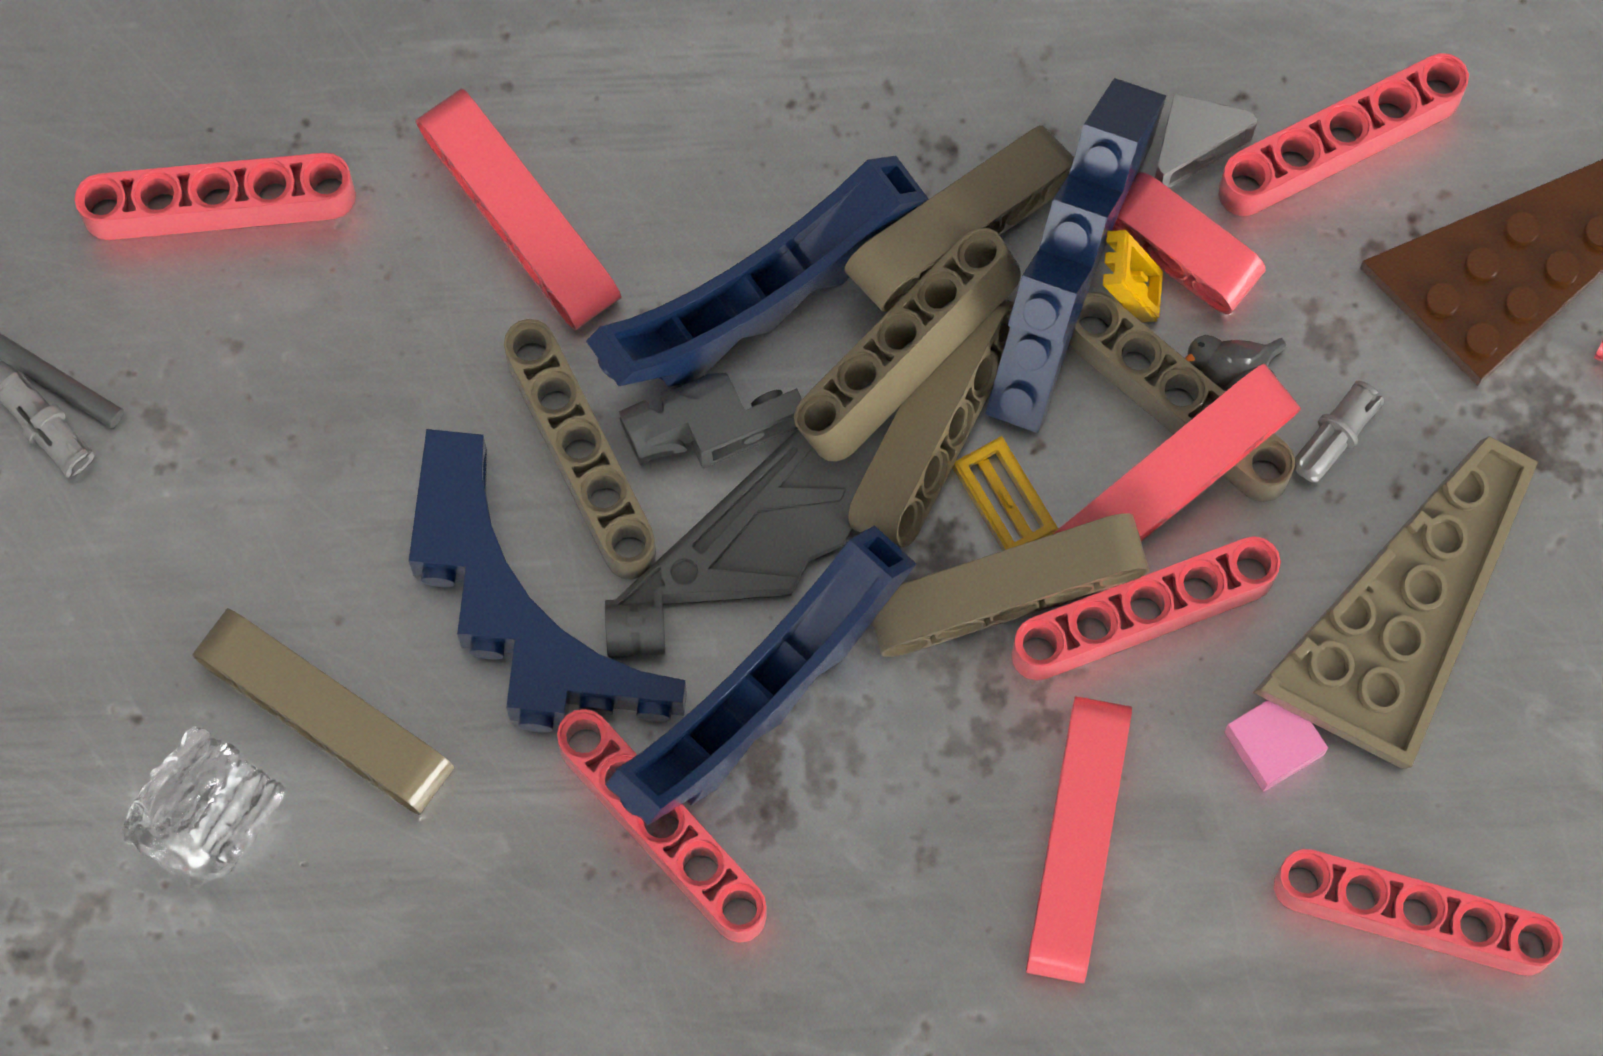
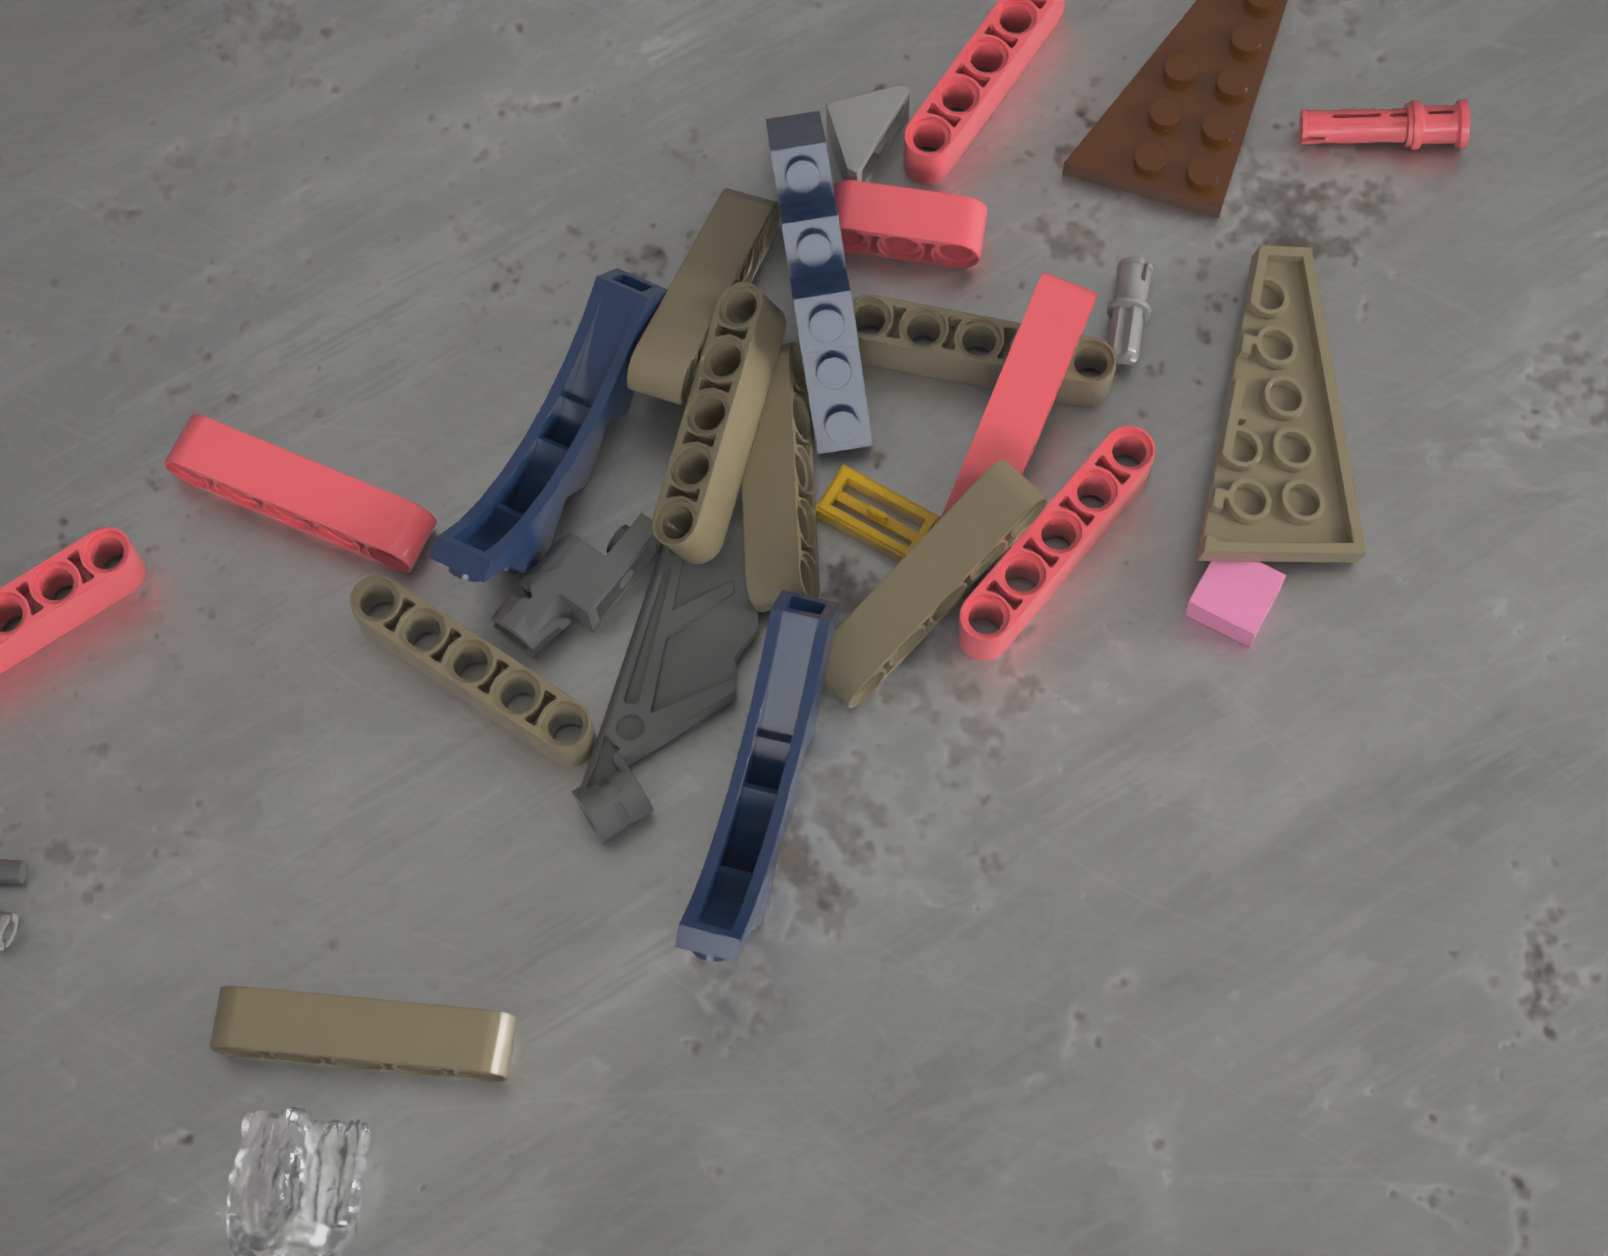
camera: 25 degrees left, 5 degrees down
(497, 616) = (482, 857): dark blue arch -> none
(672, 852) = (760, 986): coral beam -> none
(1079, 840) = (1120, 774): coral beam -> none
(1131, 269) = (879, 265): yellow tile -> none
(1232, 359) = (1004, 297): dark grey animal -> none
(1445, 906) = (1468, 656): coral beam -> none

